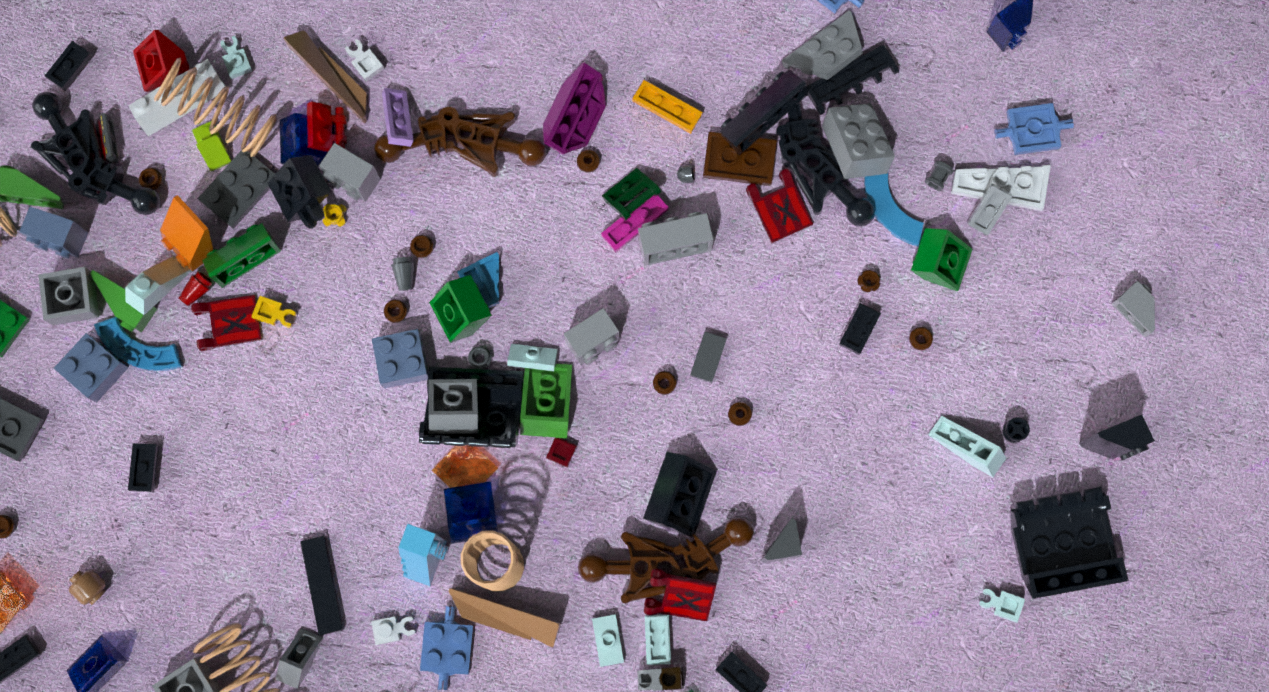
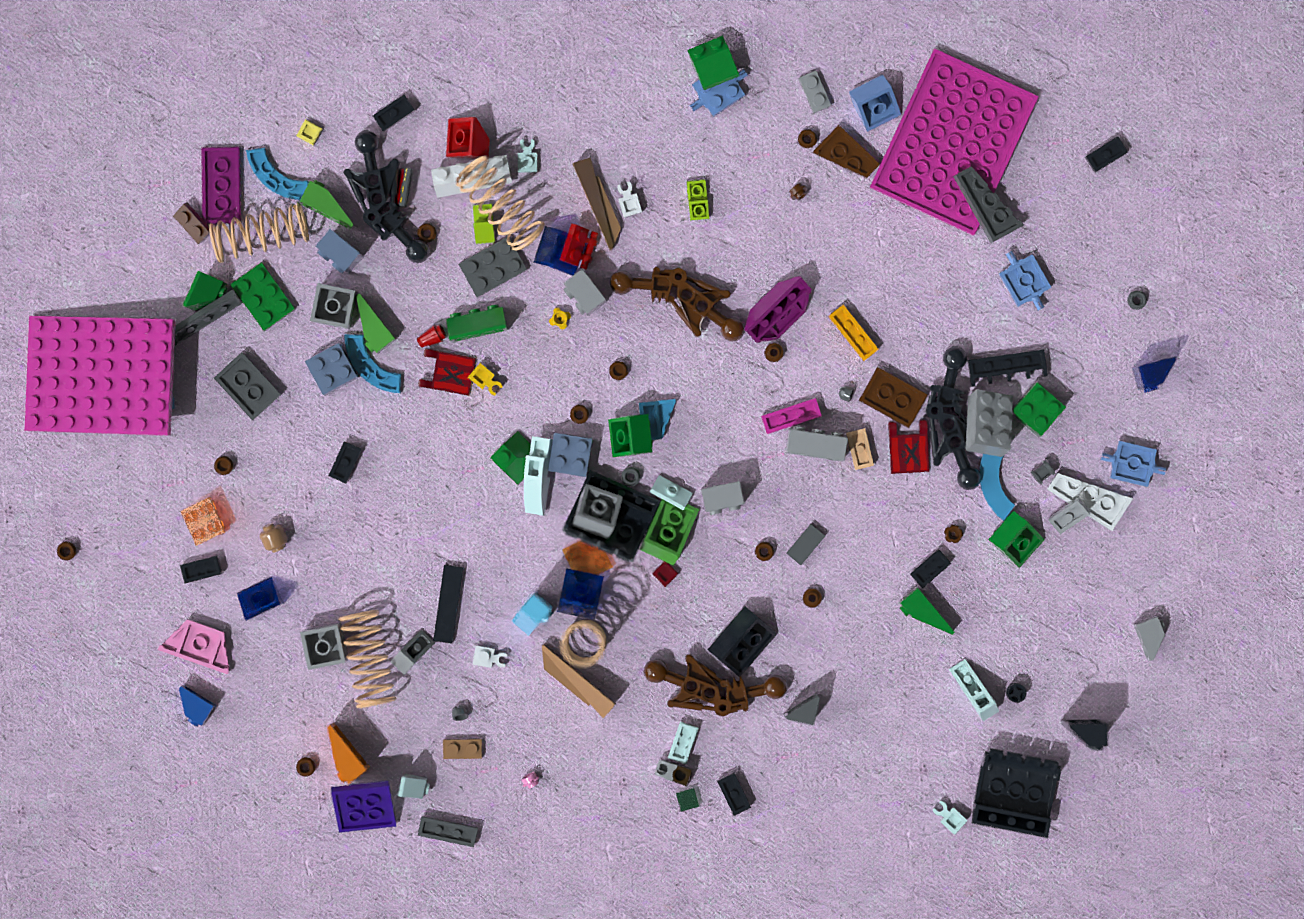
camera: 25 degrees right, 10 degrees up
(154, 284) = (404, 323): light aqua slope -> none
(185, 235) = (440, 295): orange slope -> none
(300, 190) = (541, 293): black hinge -> none
(341, 386) = (512, 457): none -> green slope
(368, 396) = (535, 476): none -> light aqua slope
(397, 117) = (638, 261): lavender plate -> none
(403, 272) = (597, 385): dark grey cone -> none
(440, 32) = (697, 199): none -> lime slope
(446, 648) = (524, 687): medium blue plate -> none
(607, 640) = (646, 728): light aqua plate -> none
(629, 188) = (794, 389): dark green plate -> none
(682, 596) = (712, 718): dark red flag -> none
(726, 228) = (859, 449): none -> light nougat plate
(764, 112) = (924, 372): black slope -> none
(828, 50) = (999, 336): light grey wing -> none
(870, 378) = (920, 608): none -> green slope
(905, 109) = (1038, 409): none -> green brick
(921, 331) = (980, 596): reddish brown plate -> none

